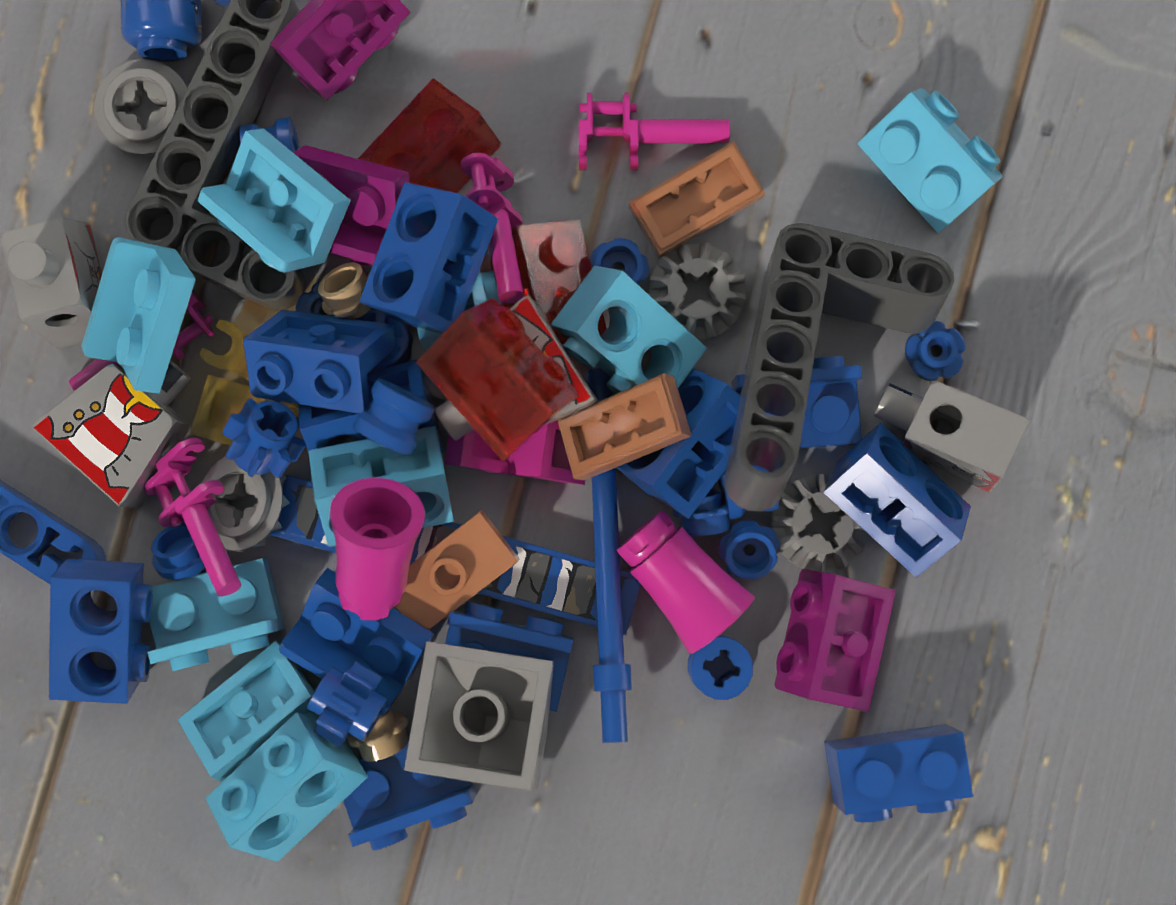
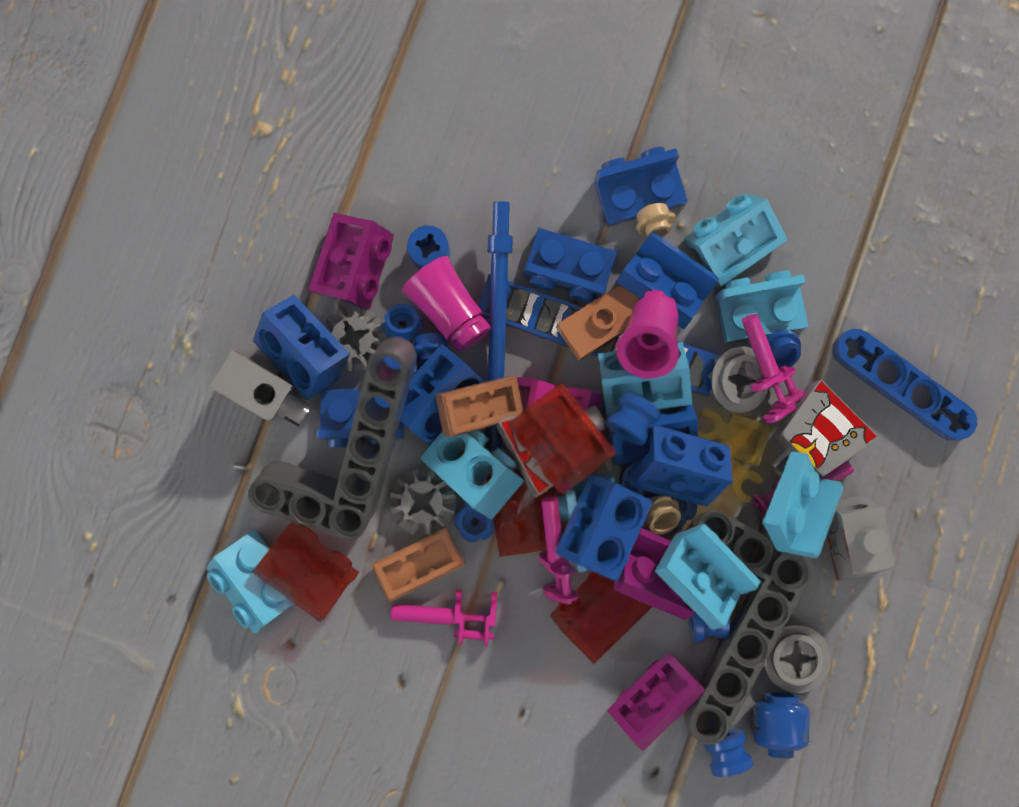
camera: 175 degrees left, 0 degrees up
(83, 628) = (845, 300): blue brick -> none
(263, 438) = (722, 416): blue gear -> none
(284, 789) = (718, 189): medium azure brick -> none
(347, 704) = (674, 237): blue gear -> none
(480, 717) = (588, 223): light grey slope -> none
(858, 175) = (306, 570): none -> clear red bracket
(899, 770) = (318, 172): blue brick -> none
(924, 363) = (269, 437): blue plate -> none

